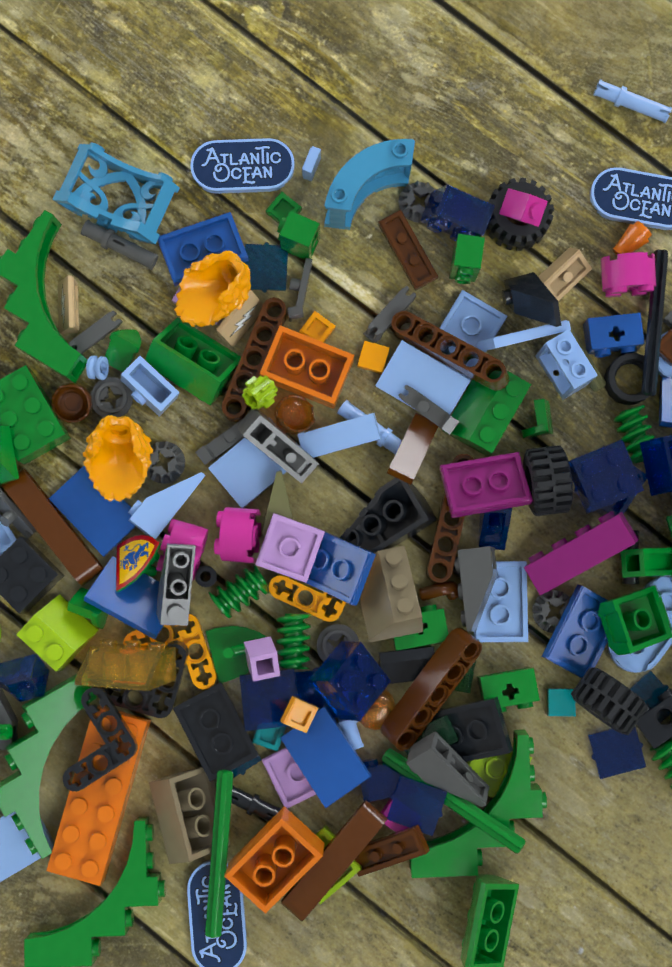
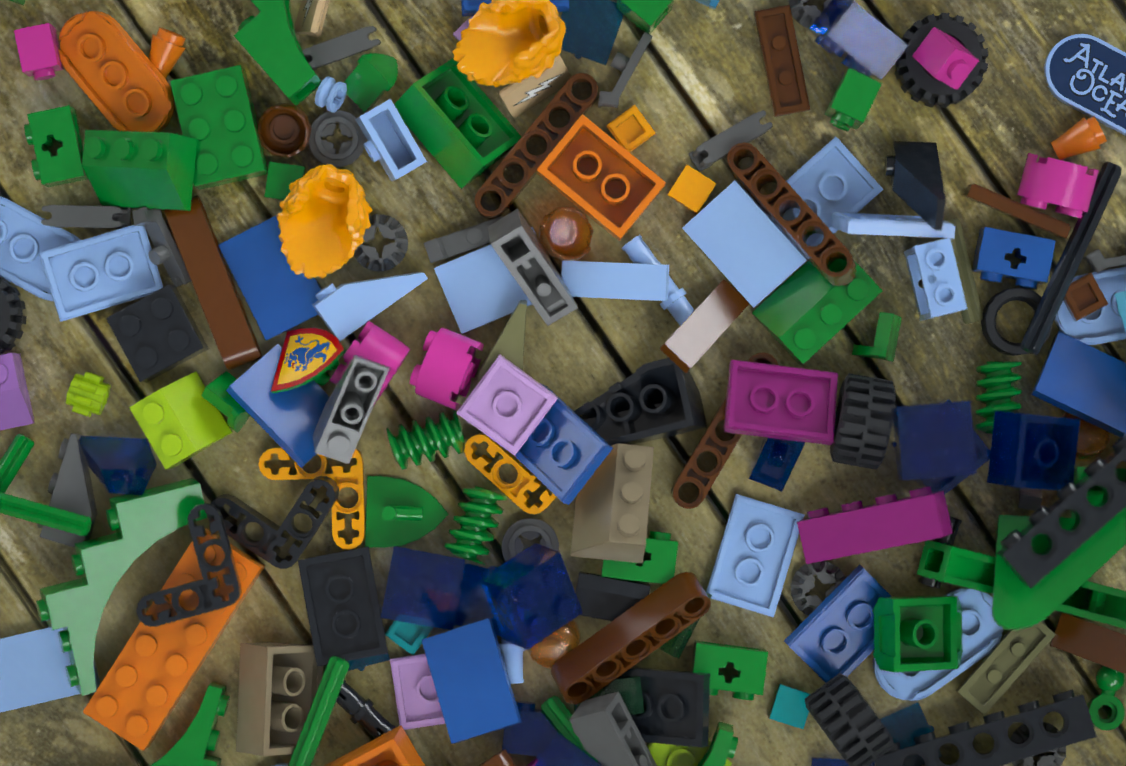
camera: 25 degrees right, 5 degrees up
(78, 438) = (280, 177): none -> green tile
(128, 665) = (258, 490): clear yellow slope -> none
(199, 576) = (382, 401): black pin -> none
(259, 392) = (529, 194): lime gear -> none
(262, 658) = (429, 534): lavender brick -> none
(299, 714) = (454, 617): light orange tile -> none
(429, 409) = (741, 281): dark grey piece -> none
(436, 590) = (693, 518): reddish brown arm -> none
(478, 576) = (734, 516): dark grey slope -> none
(565, 272) = (975, 156): tan slope -> none
(605, 301) = (1017, 210): none -> reddish brown tile

